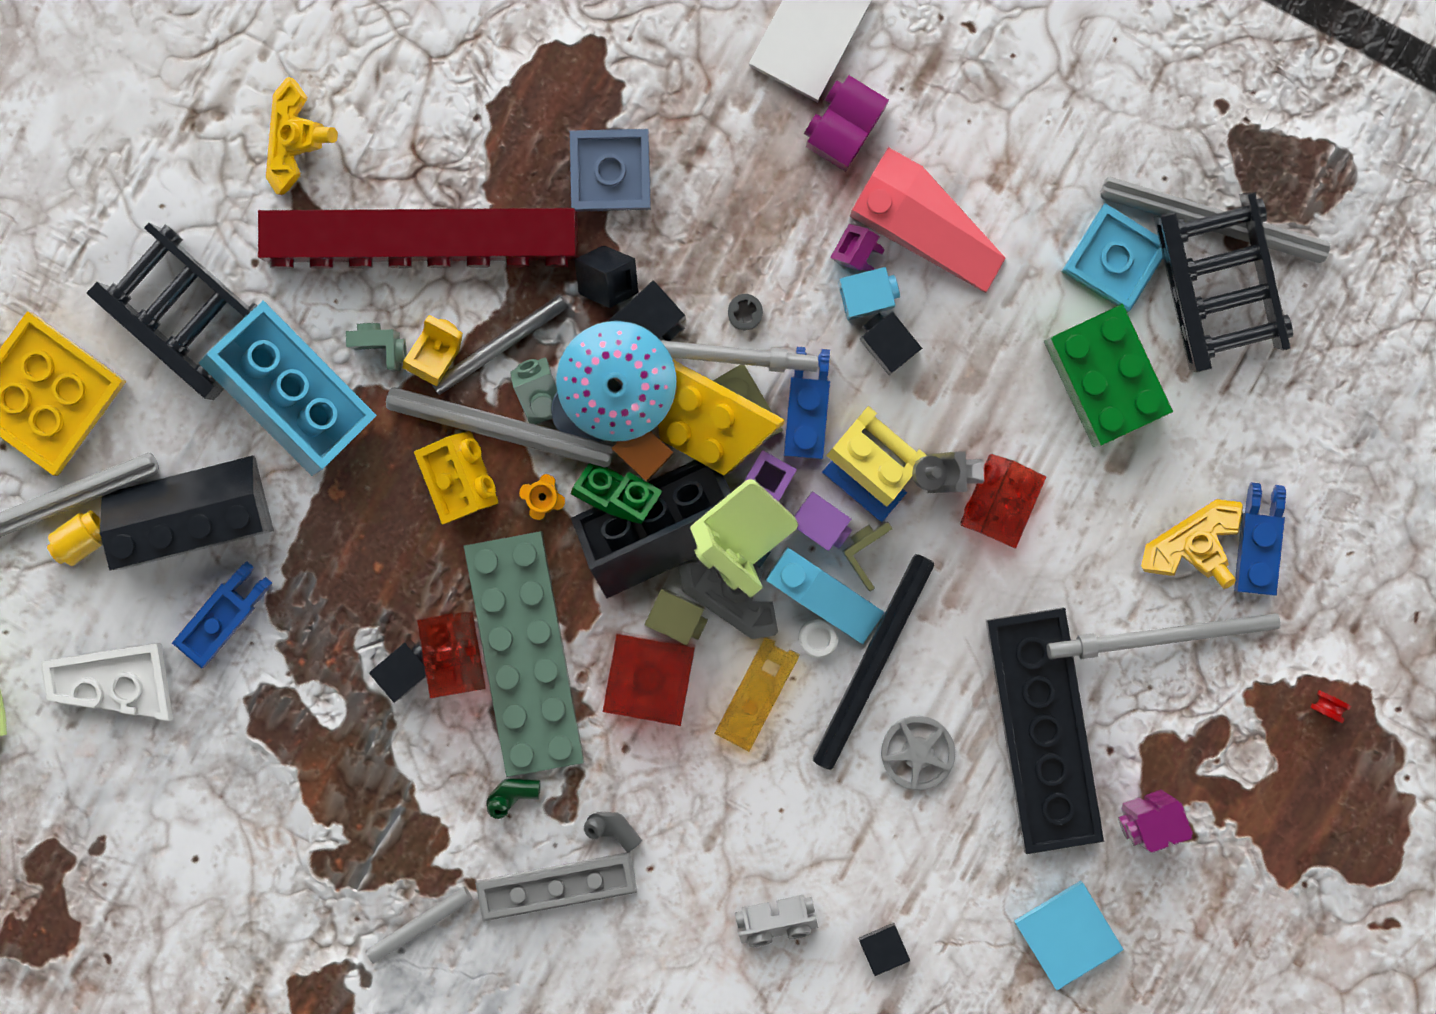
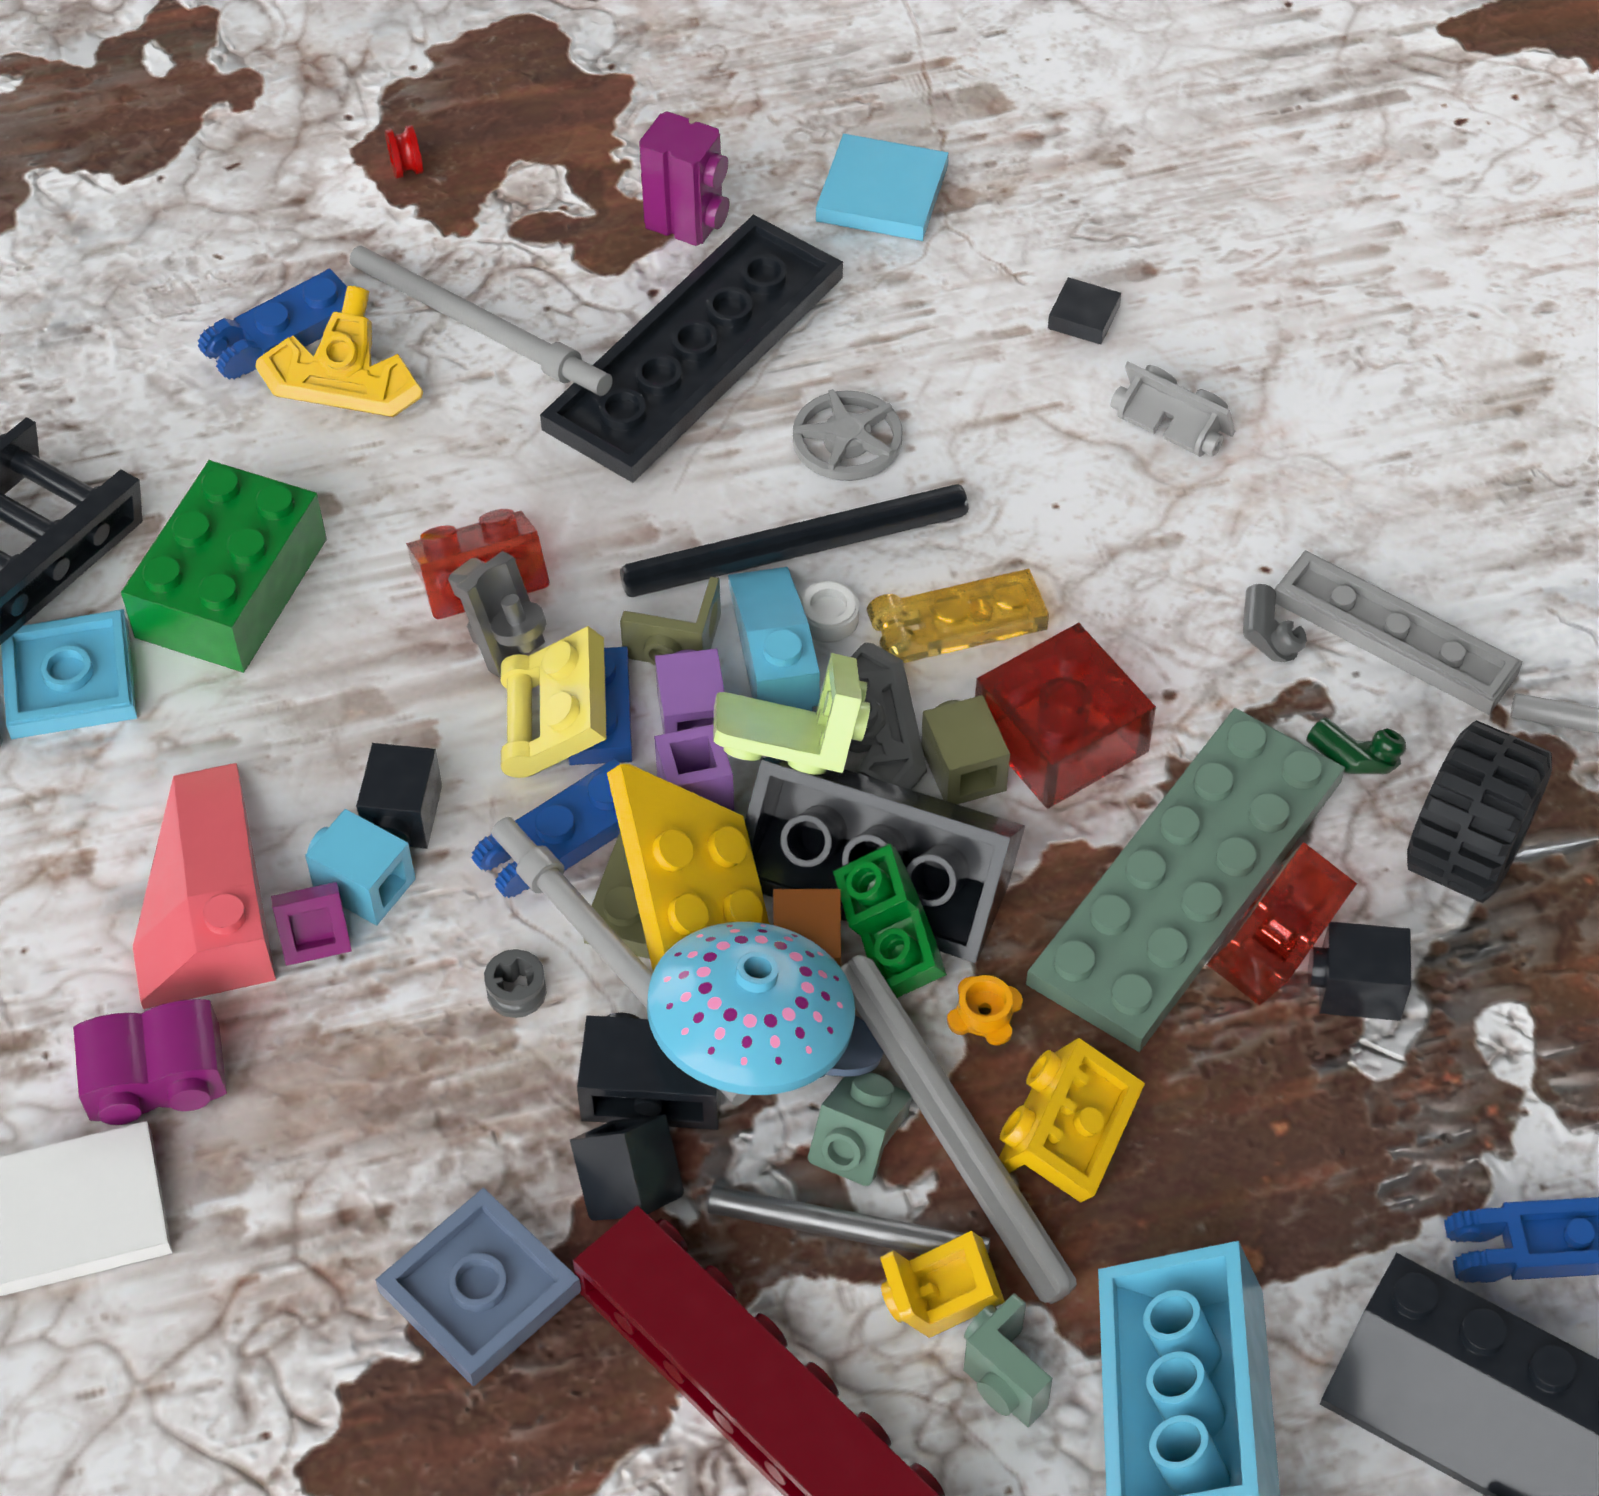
camera: 135 degrees left, 35 degrees down
(413, 793) = (1478, 811): none -> black tyre

